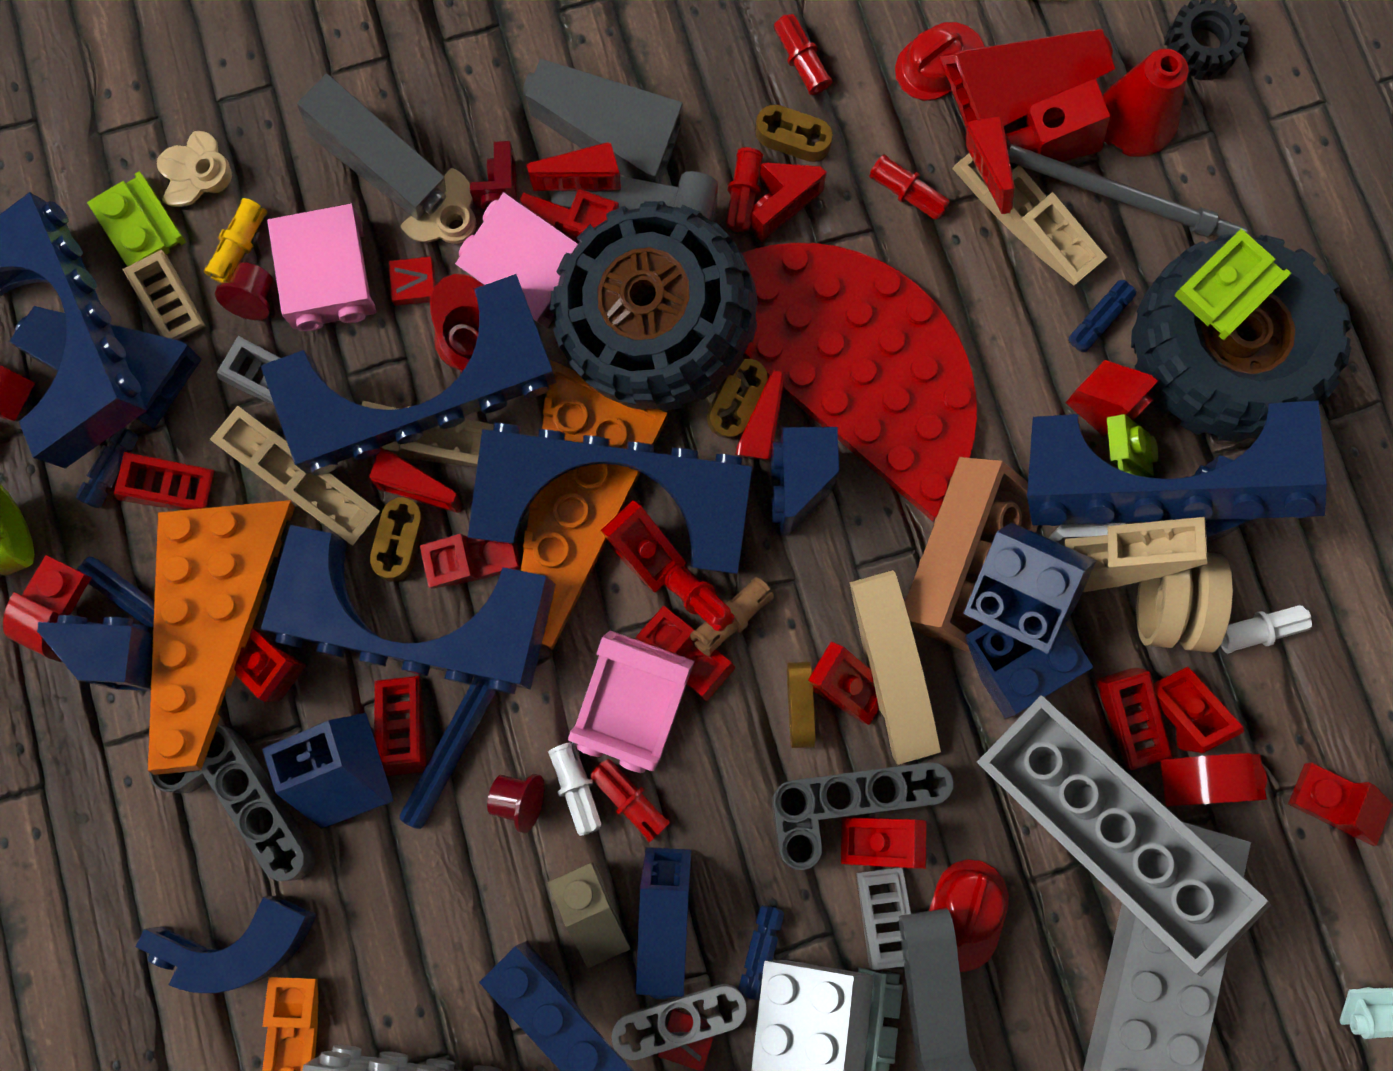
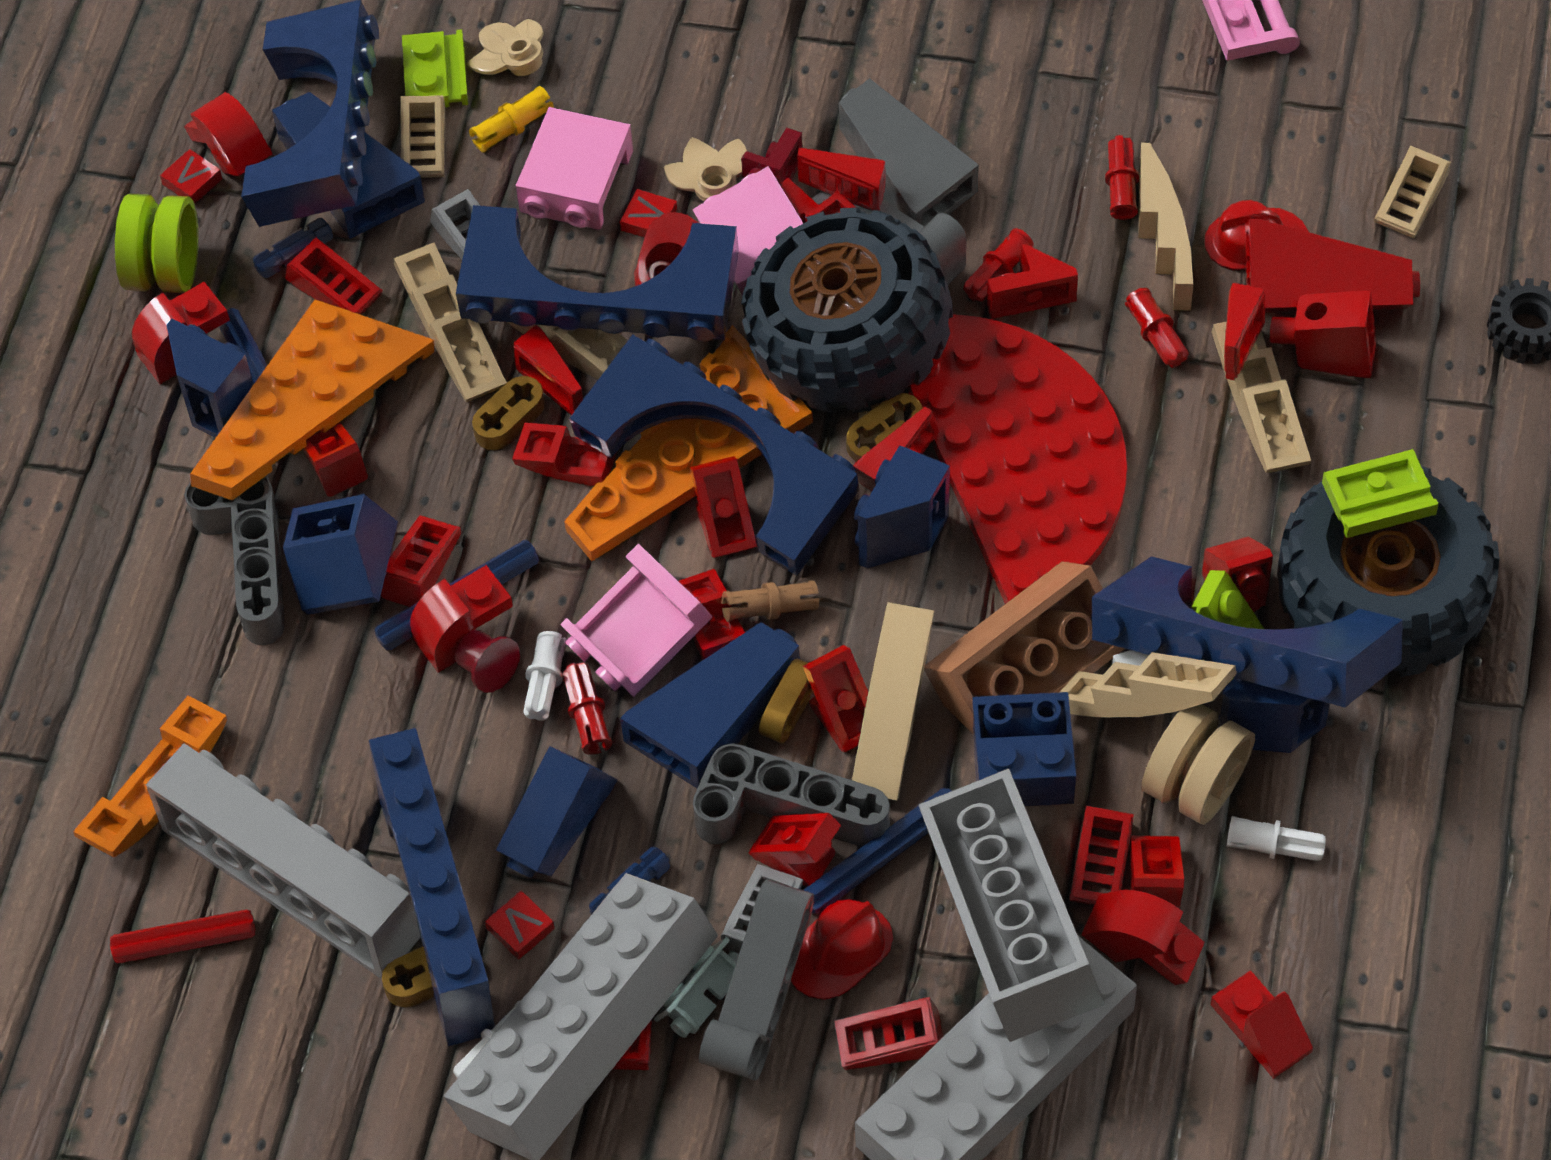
camera: 30 degrees right, 20 degrees down
(246, 292) = (495, 160): dark red piece -> none
(265, 947) = (165, 676): dark blue arch -> none
(371, 148) = (673, 88): dark grey slope -> none
(469, 774) = (453, 611): none -> red brick
(495, 645) = (536, 519): dark blue arch -> none
(589, 914) = (493, 775): dark tan slope -> none
(642, 1021) = (532, 912): light grey beam -> none
(699, 597) = (747, 566): red axle -> none
(739, 747) = (710, 703): none -> dark blue slope
(793, 133) = (1078, 236): pearl gold beam -> none
(861, 79) = (1163, 219): none -> tan slope
(952, 811) = (869, 858): none -> dark blue axle
(1029, 586) = (1050, 672): dark blue slope -> none
(1065, 992) = (887, 1018): none -> red slope
(1102, 316) = (1270, 516): dark blue axle -> none
(1147, 104) = (1426, 347): red cone -> none
(1200, 221) = (1342, 397): dark grey bar -> none

